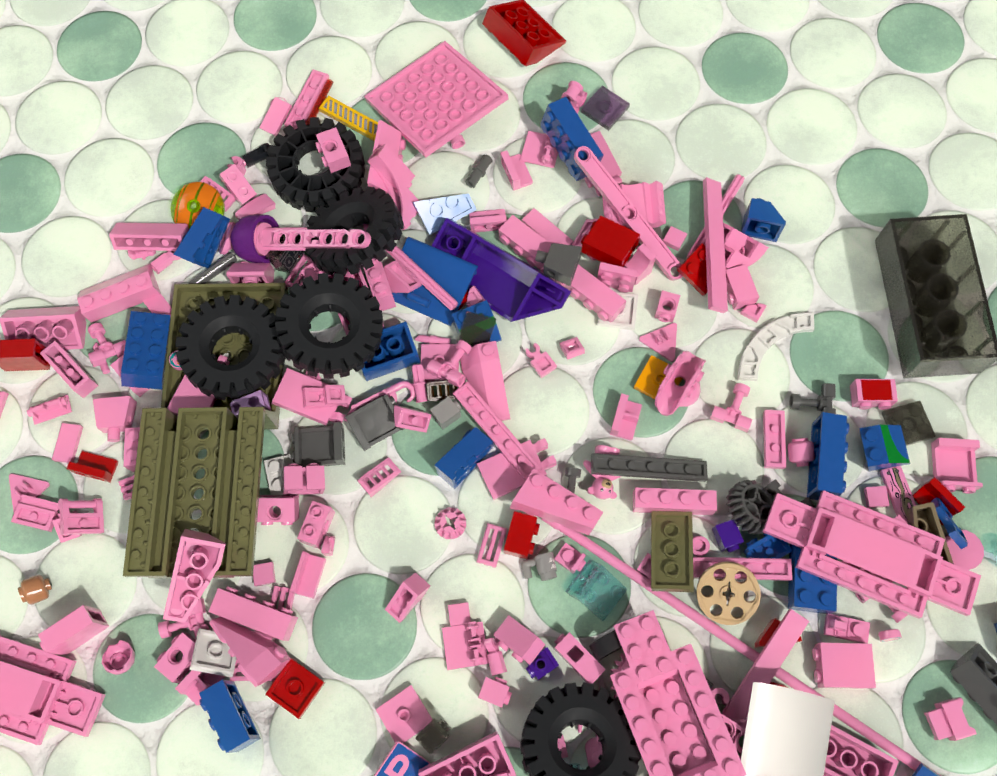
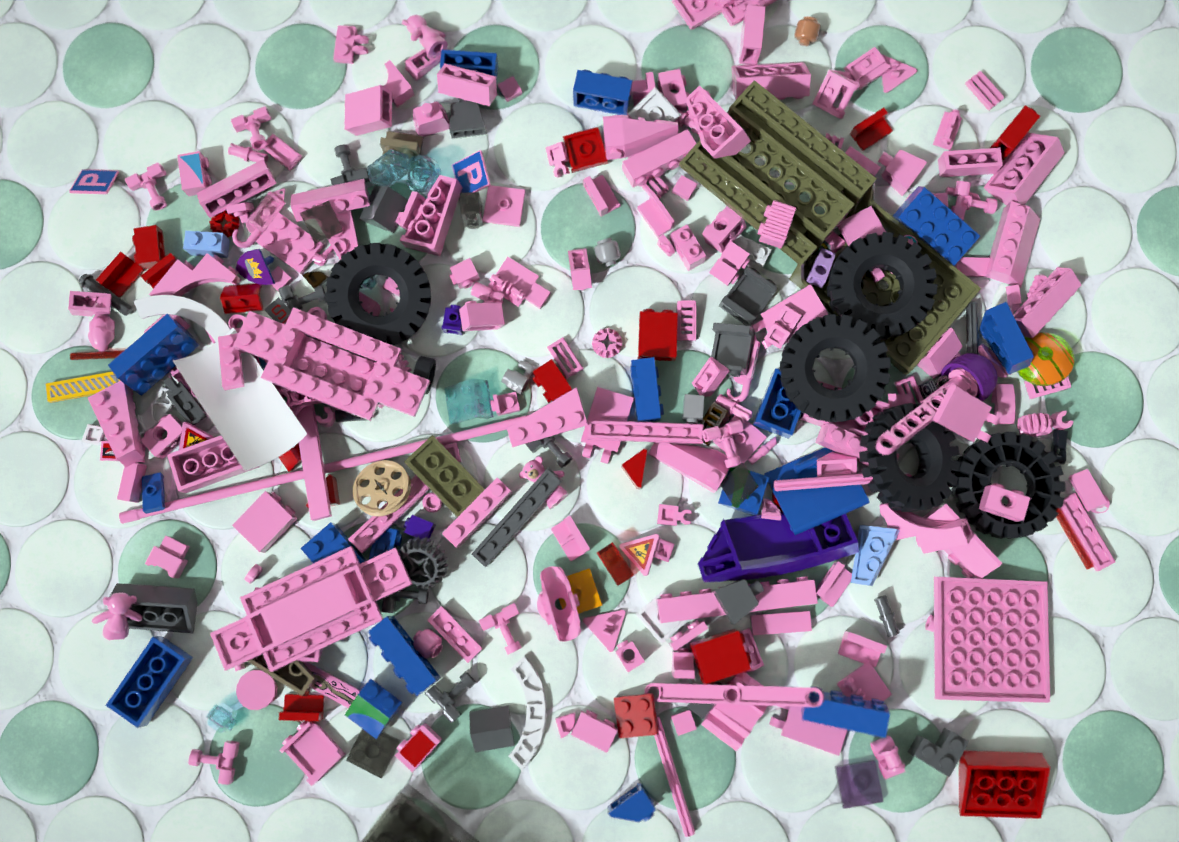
camera: 130 degrees right, 10 degrees up
(67, 443) = (908, 124): bright pink tile -> none
(103, 581) = (779, 79): none -> bright pink slope
(118, 658) = (707, 52): bright pink hair -> none
(237, 185) = (1037, 403): bright pink brick -> none
(245, 448) = (777, 224): none -> bright pink brick
(256, 177) = (1035, 424): none -> bright pink gear
(289, 216) = (964, 414): none -> bright pink tile
(321, 707) = (557, 156): none -> bright pink plate
(326, 638) = (601, 194): none -> bright pink panel
(349, 117) = (1034, 554): tile -> none
(373, 587) = (607, 252): none -> light grey head
(410, 487) = (657, 335): none -> red brick
(529, 415) = (635, 468): none -> red slope
(538, 73) = (942, 755): none -> dark grey brick
(578, 658) = (435, 347): bright pink brick -> none
(588, 359) = (641, 552): none -> piece
(615, 366) = (615, 564): none -> clear red slope
(715, 246) = (646, 744): bright pink tile -> none
(741, 248) = (628, 763): bright pink brick -> none
(808, 357) = (491, 728): none -> dark grey slope
(846, 628) = (285, 550): bright pink hinge -> none
(876, 497) = (347, 667): bright pink tile -> none
(952, 529) = (290, 700): blue tile -> none

